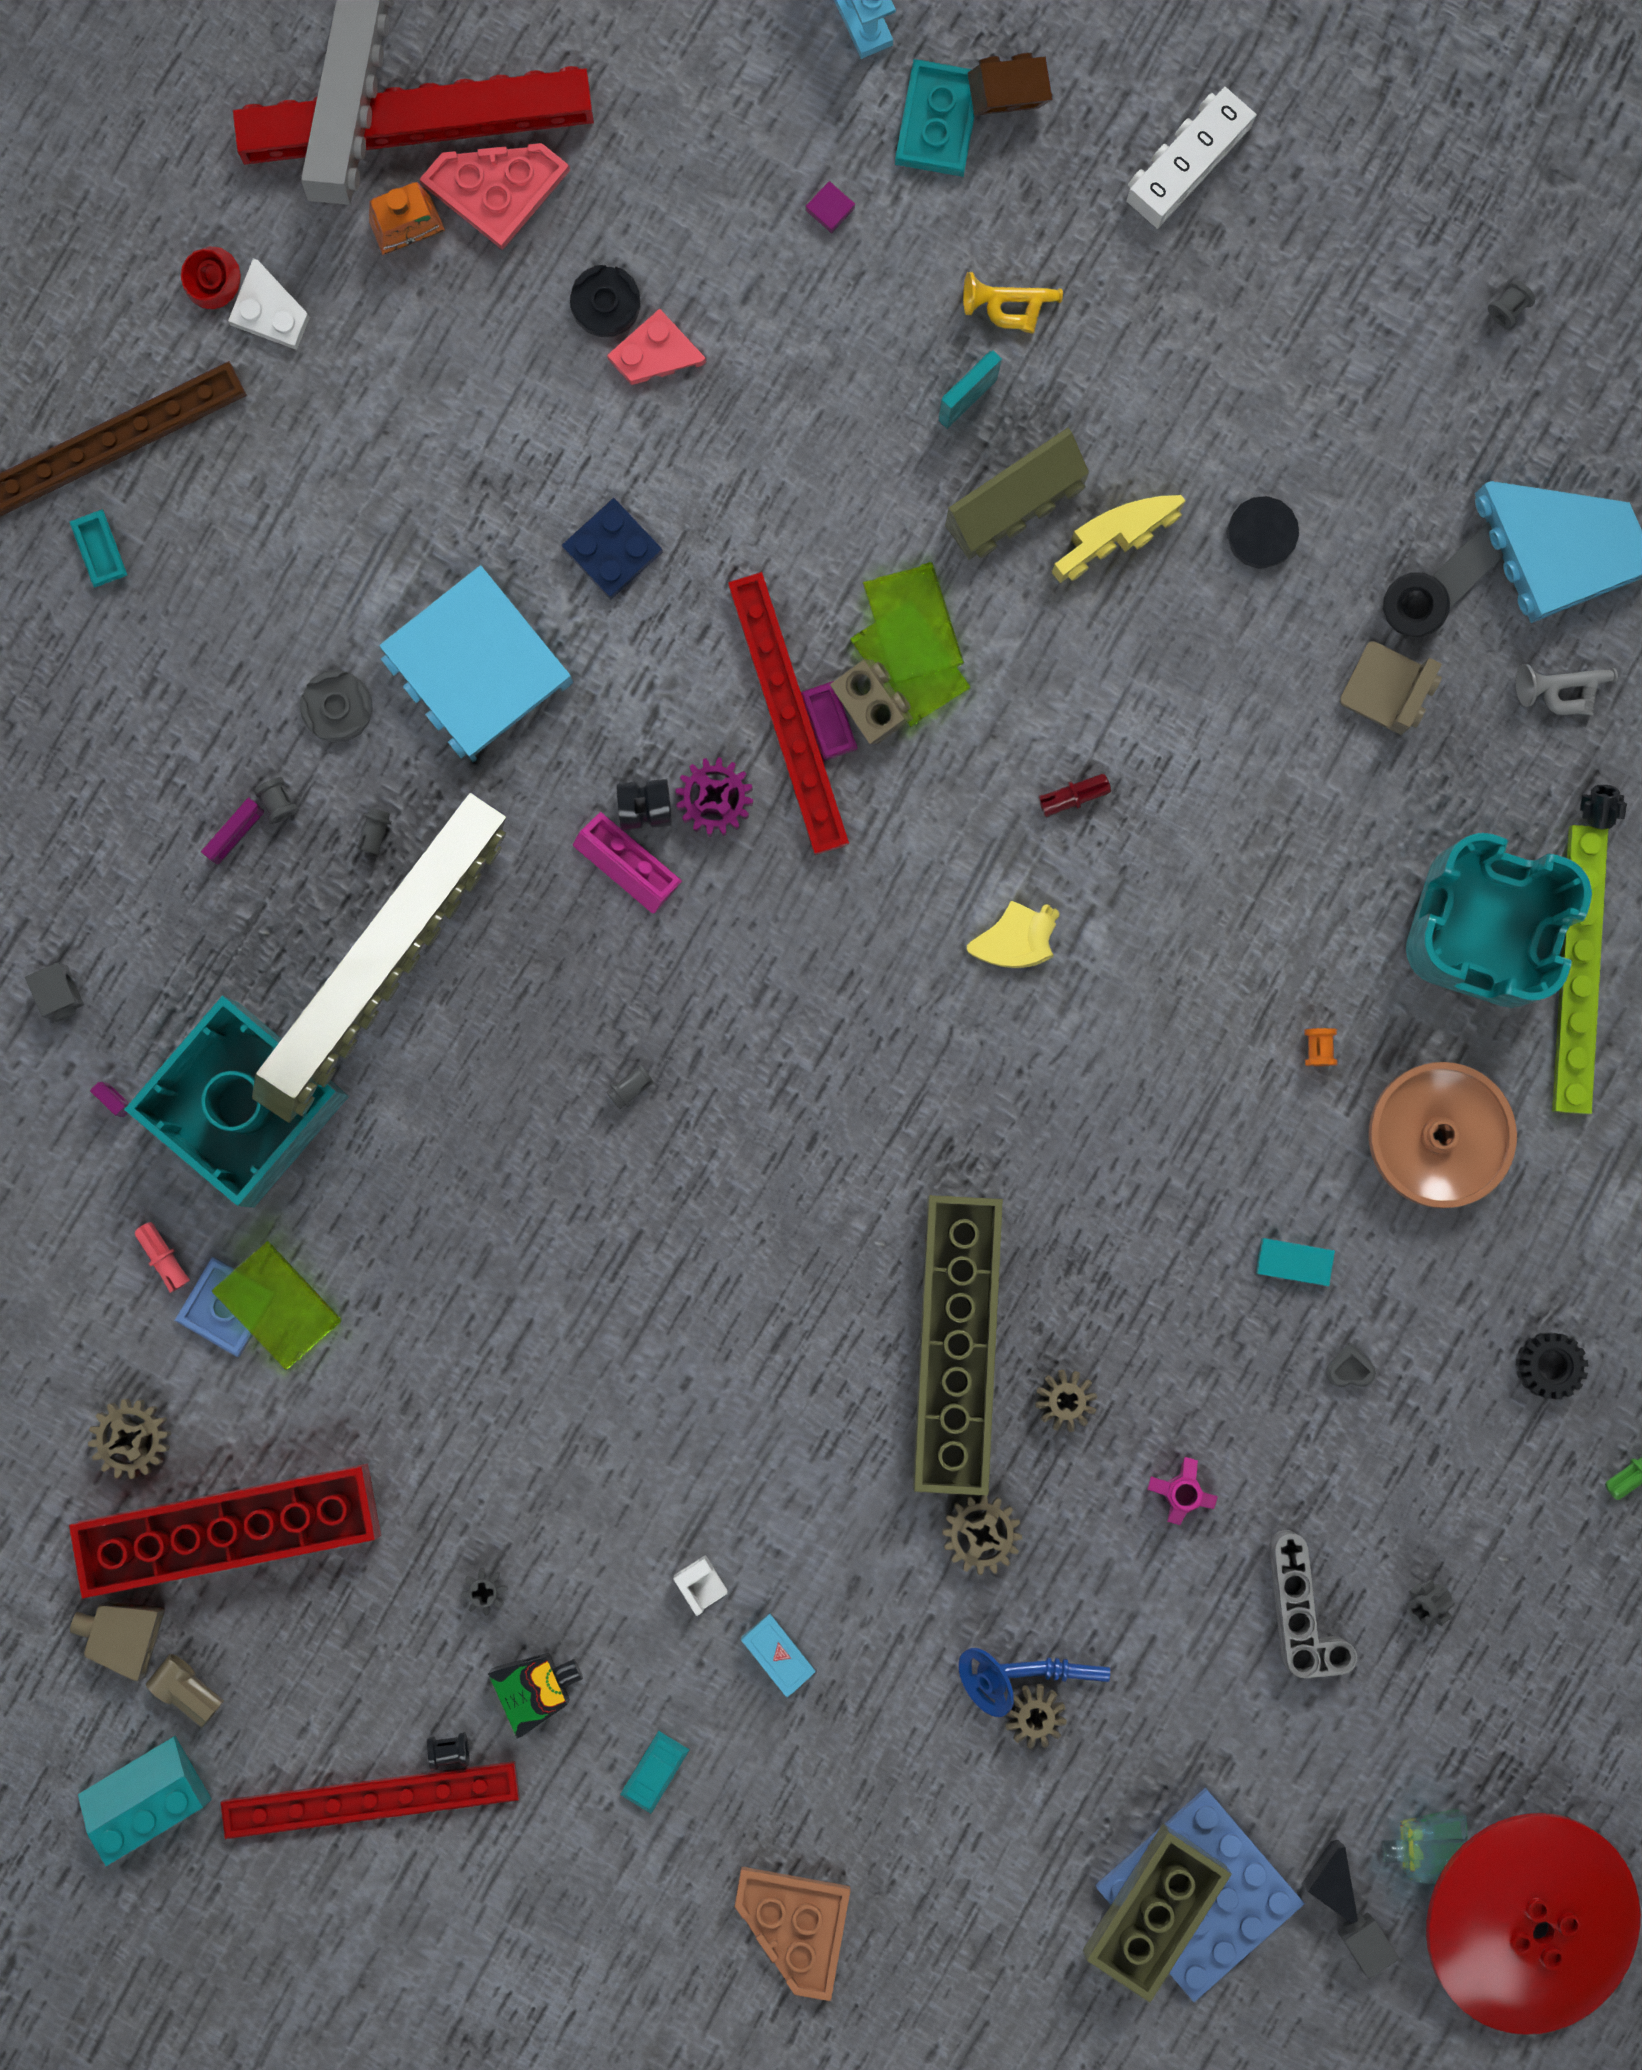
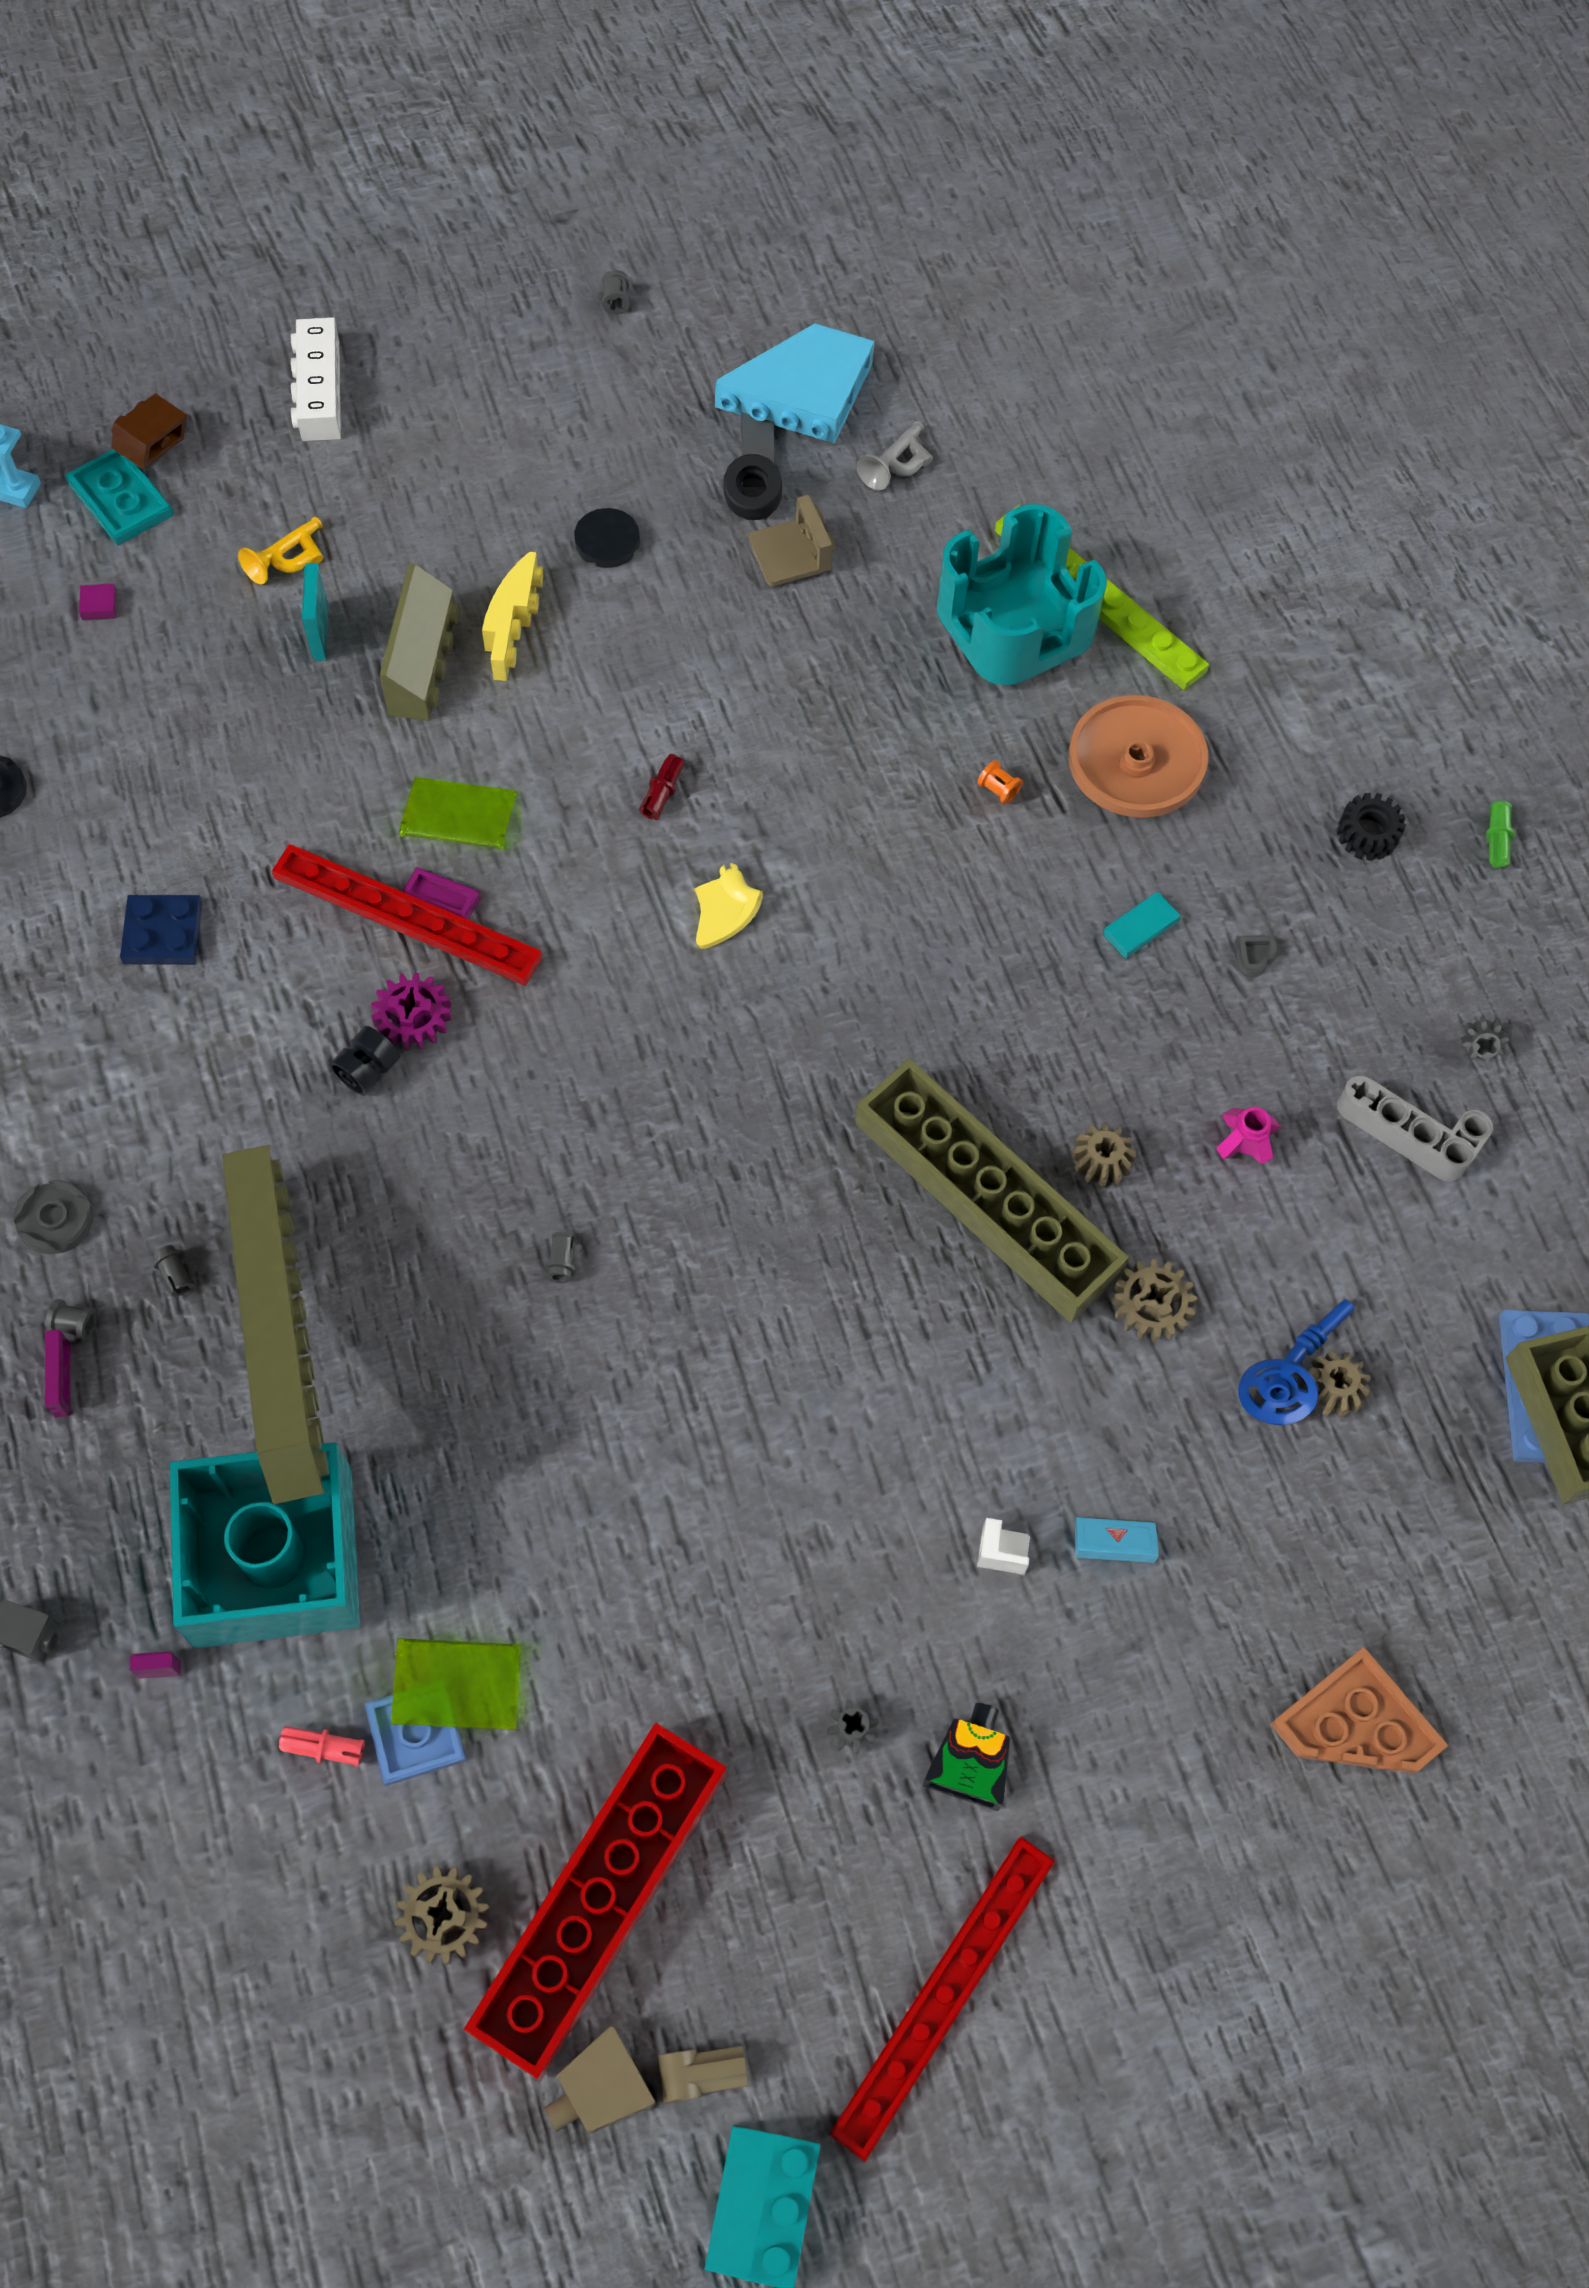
camera: 45 degrees left, 20 degrees down
(448, 1751) = (961, 1882): black bush -> none
(474, 663) = (133, 1087): medium azure panel -> none
(626, 862) = (393, 1117): dark pink slope -> none
(654, 350) = (60, 785): coral wing -> none
(654, 1772) = (1128, 1726): teal tile -> none
(865, 707) = (455, 858): dark tan brick -> none
(913, 623) = (433, 785): clear neon green piece -> none
(1603, 806) = (1001, 494): black gear -> none

